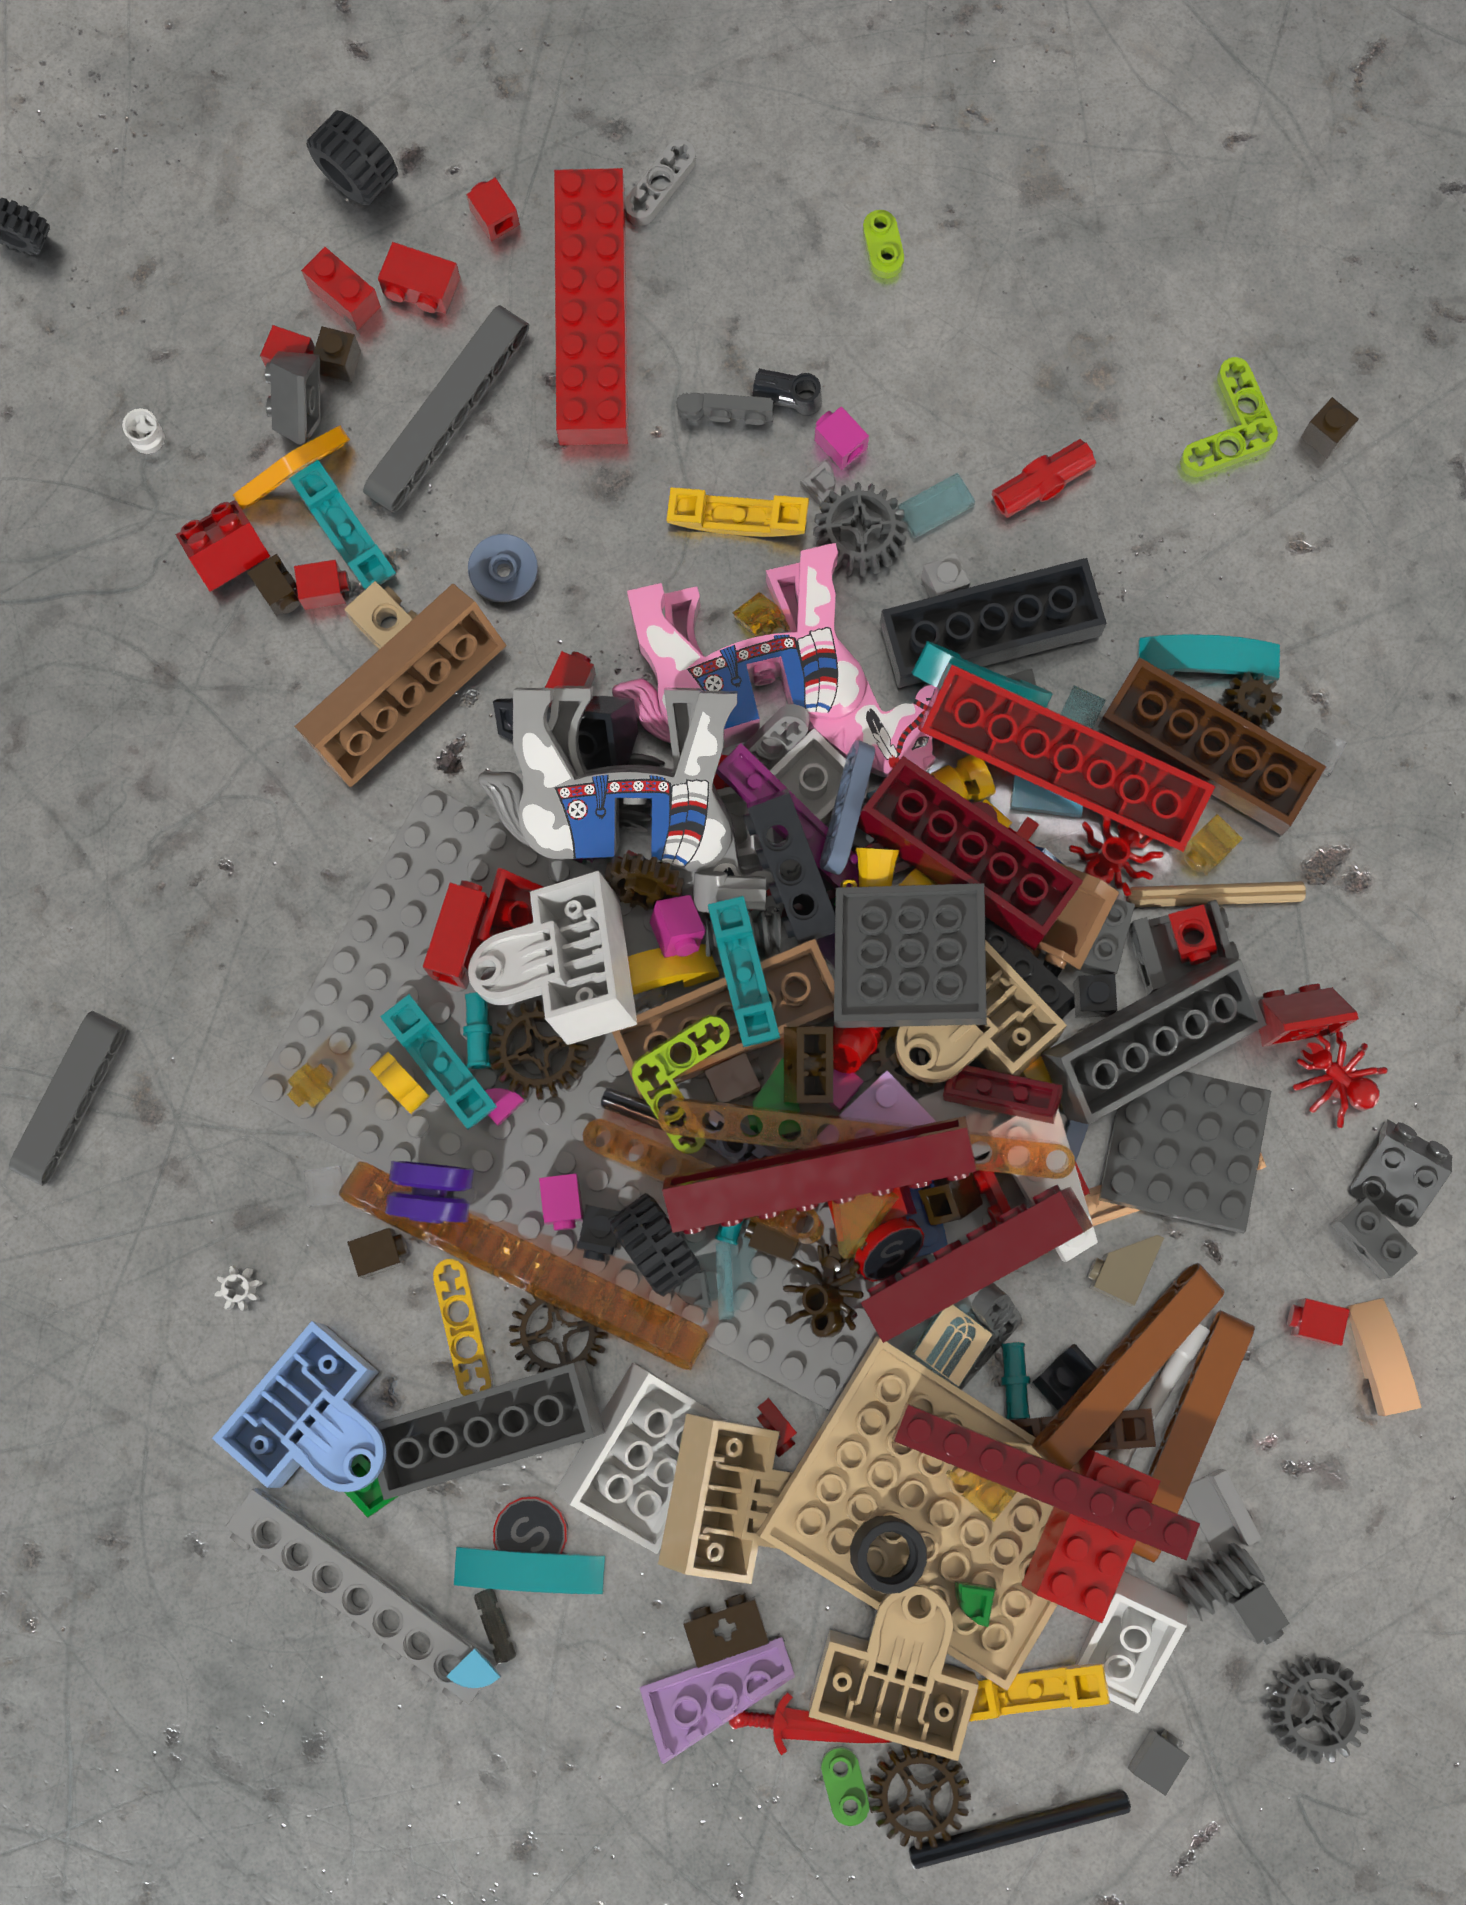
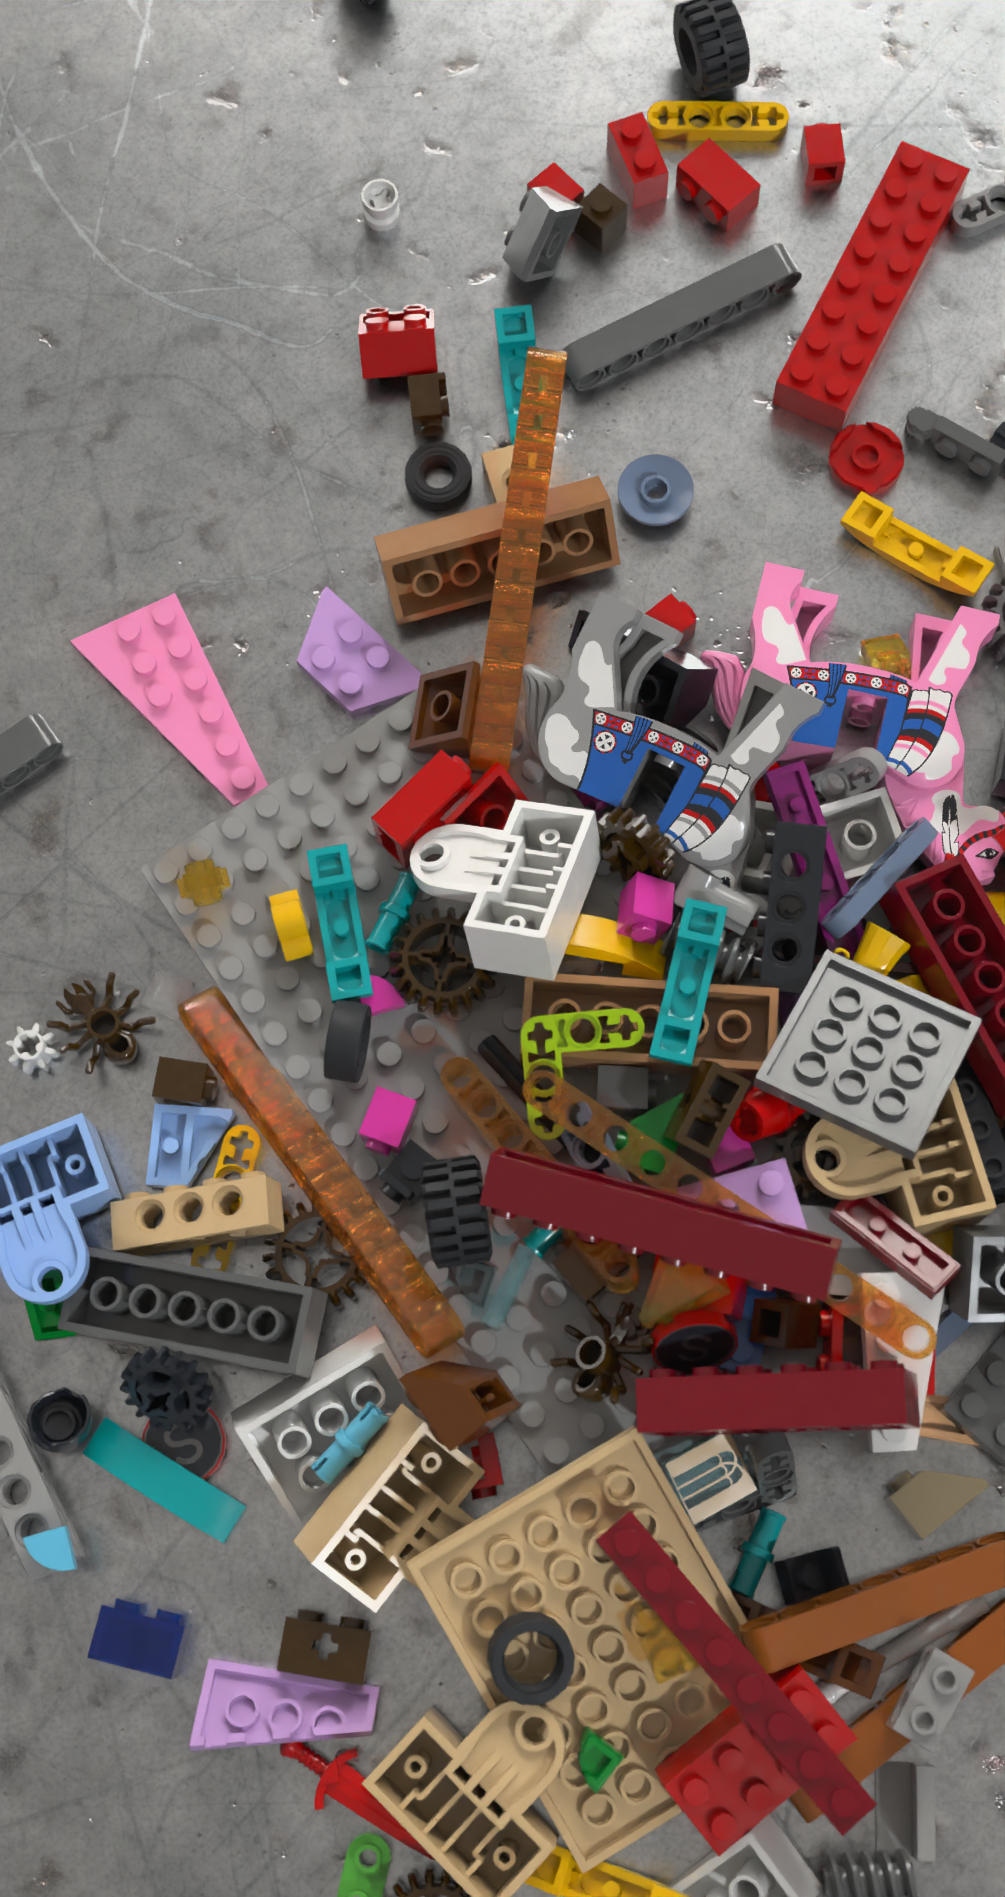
camera: 30 degrees right, 5 degrees down
(184, 928) = (169, 681): none -> bright pink wing
(285, 1238) = (102, 1024): none -> dark brown animal
(290, 465) = (500, 293): light orange beam -> none
(301, 628) = (443, 497): none -> black tyre
(321, 584) = (472, 423): red brick -> none
(328, 833) = (353, 659): none -> lavender wing
(392, 225) = (717, 128): none -> yellow beam
(402, 1300) = (183, 1142): none -> light blue wing
(423, 1569) = (60, 1420): none -> black hair
(426, 689) = (518, 559): none -> clear orange beam
(429, 1192) = (261, 1044): dark purple wheel -> none
(431, 844) = (446, 710): none -> reddish brown slope
(494, 1626) = (100, 1516): clear smoke axle -> none
(496, 1154) = (347, 1041): none -> black tyre
(496, 1327) = (258, 1215): none -> tan brick
(496, 1500) = (166, 1388): none -> black gear
(577, 1702) = (140, 1639): none -> clear blue brick
(659, 456) = (866, 458): none -> red tile
(662, 1465) = (349, 1442): none -> medium azure pin
(731, 1388) = (459, 1400): none -> reddish brown slope
(1198, 1422) = (930, 1698): none -> light grey brick

